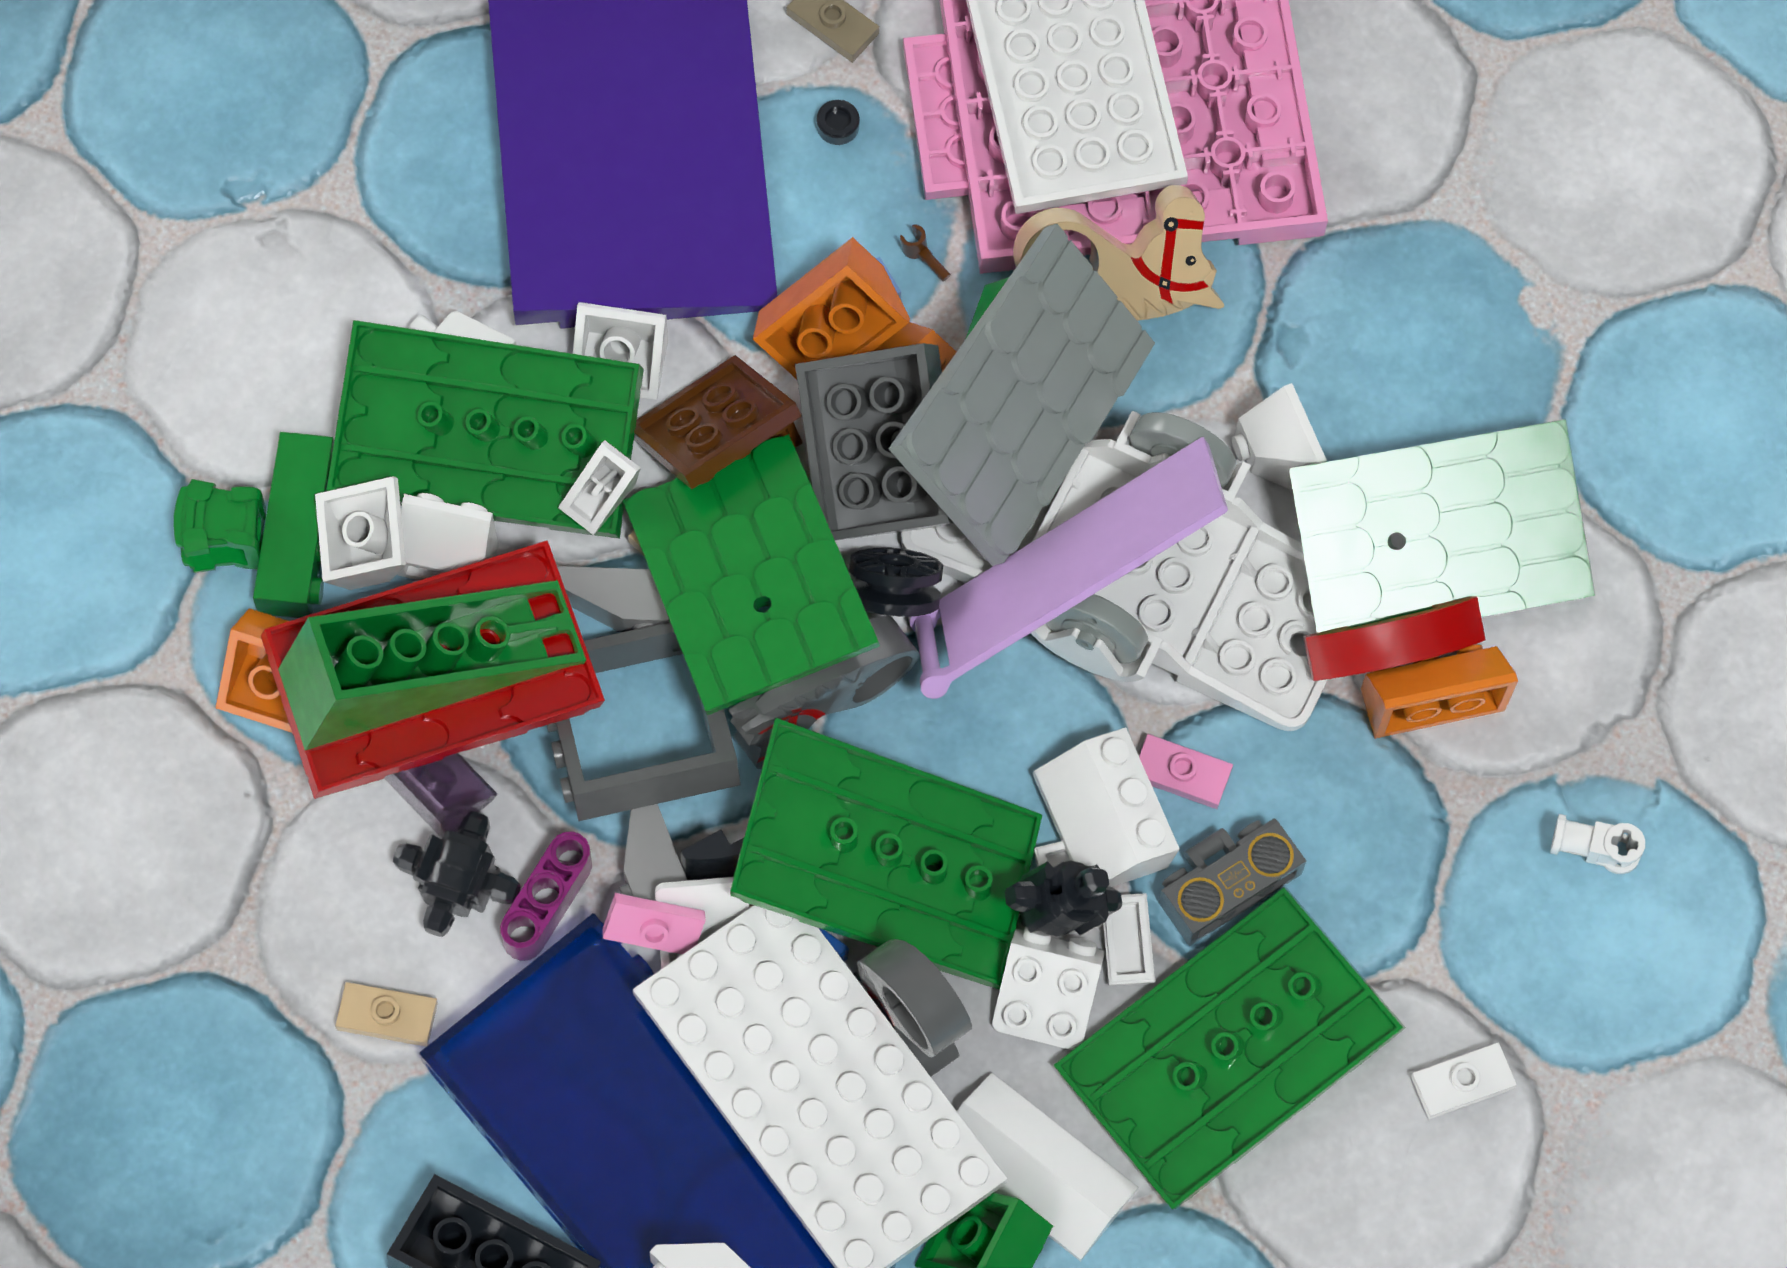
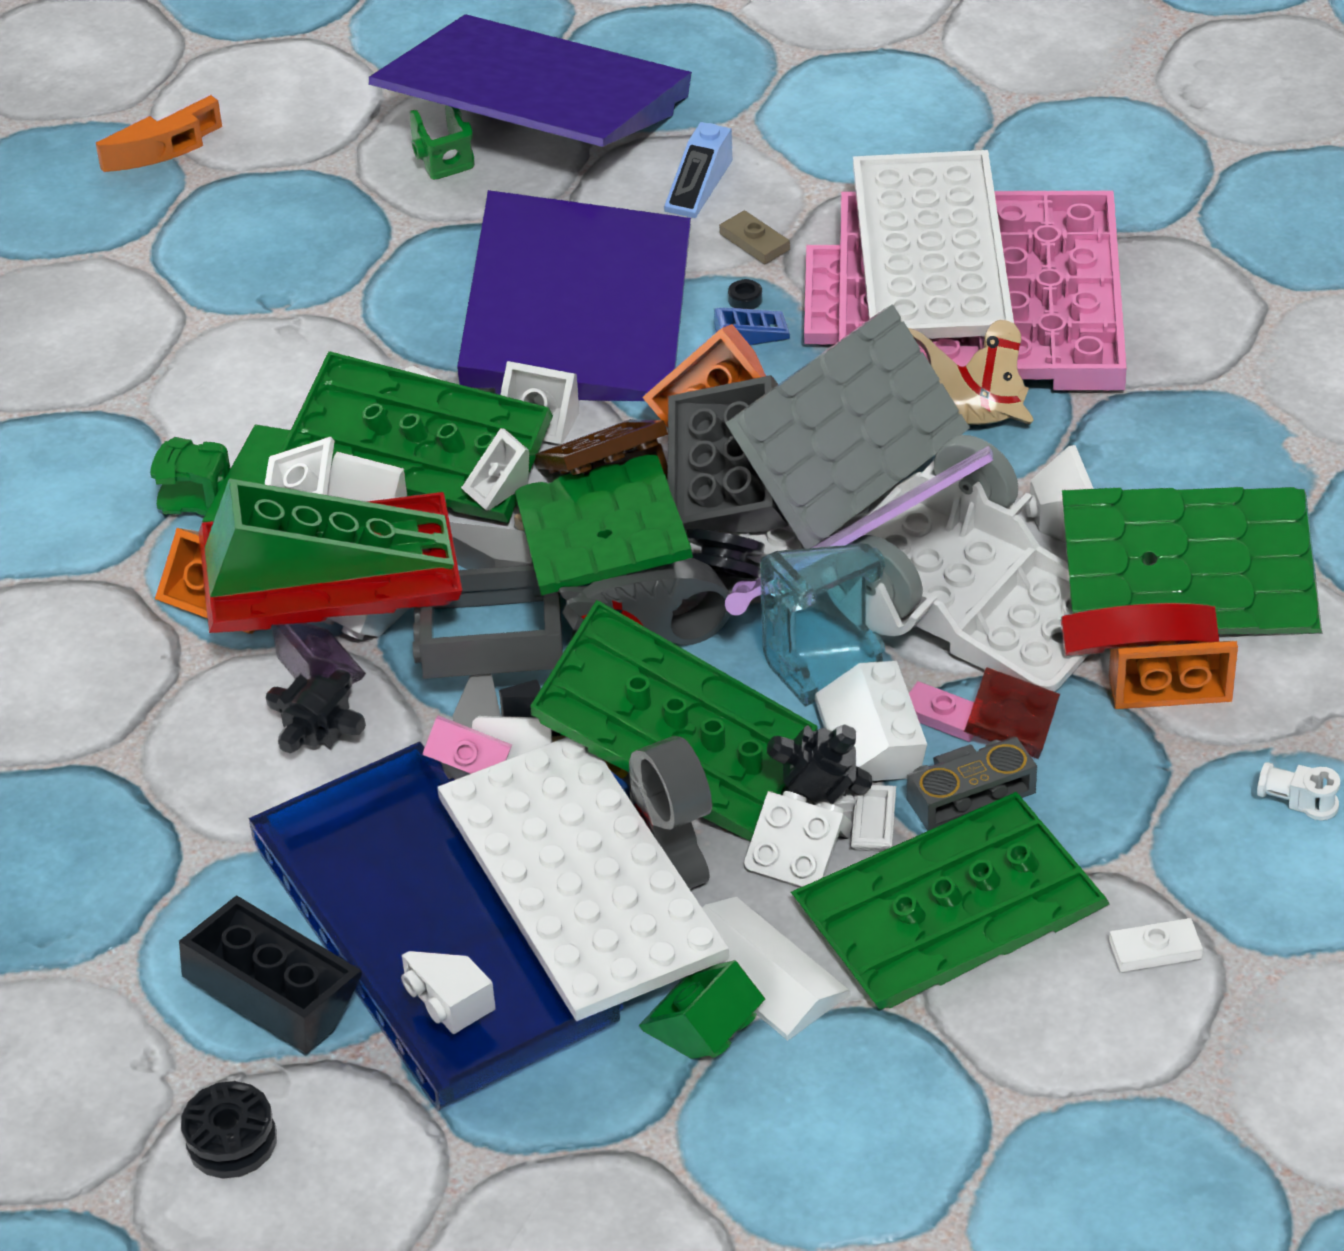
camera: 15 degrees right, 25 degrees down
(386, 1014) = (229, 802): tan plate -> none
(547, 874) = (390, 728): magenta beam -> none
(846, 196) = (753, 324): none -> blue slope
(920, 250) = (788, 368): reddish brown hand -> none
(1034, 691) = (818, 614): none -> clear light blue windscreen
(1262, 769) = (1010, 709): none -> clear red plate

